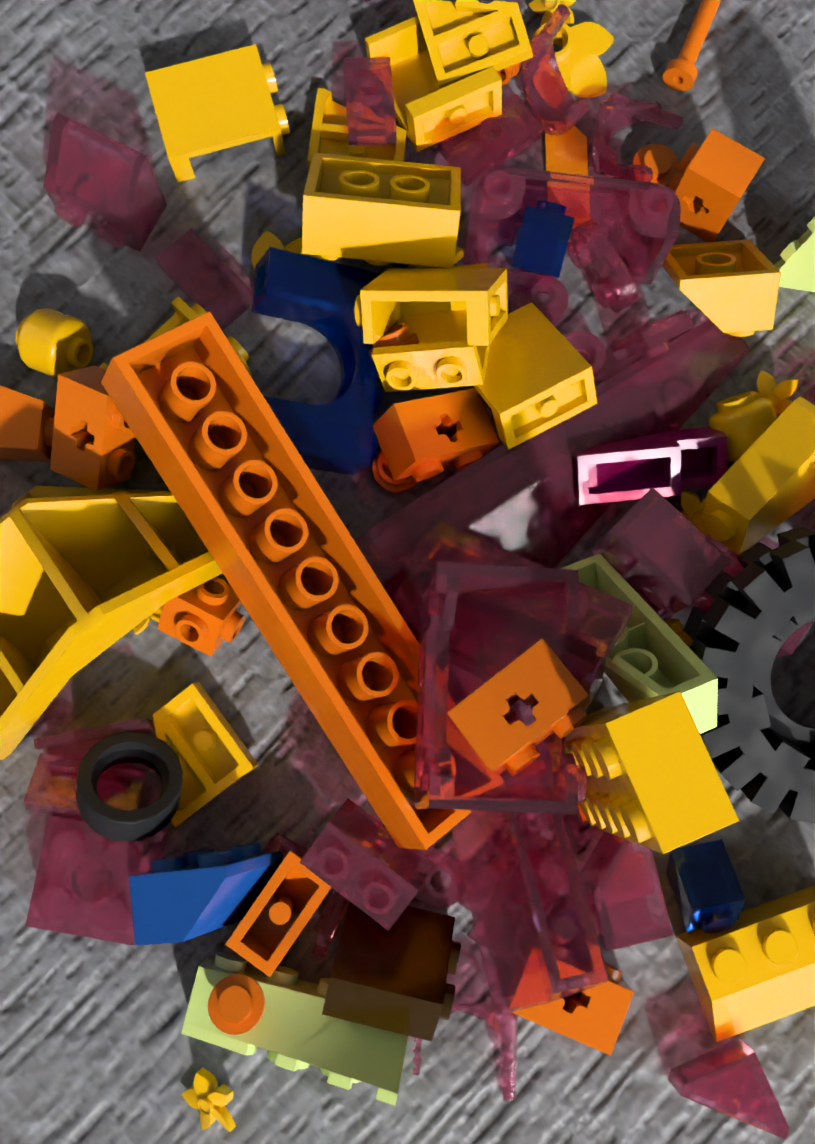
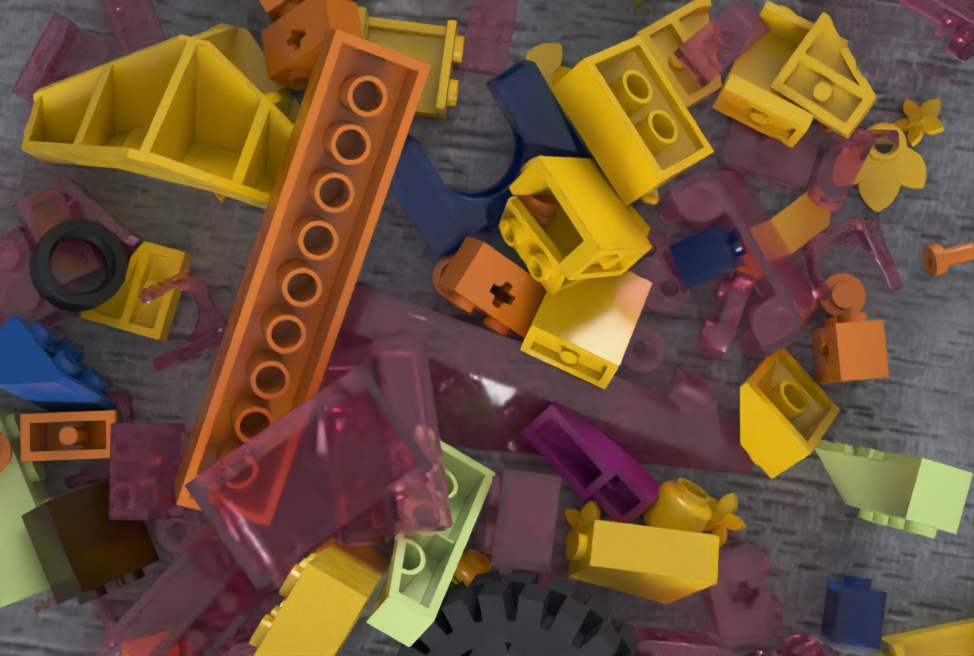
camera: 55 degrees right, 5 degrees up
(204, 616) = (232, 224): orange brick -> none
(267, 707) = (210, 320): none -> clear pink helmet
(488, 710) = (285, 479): orange brick -> none

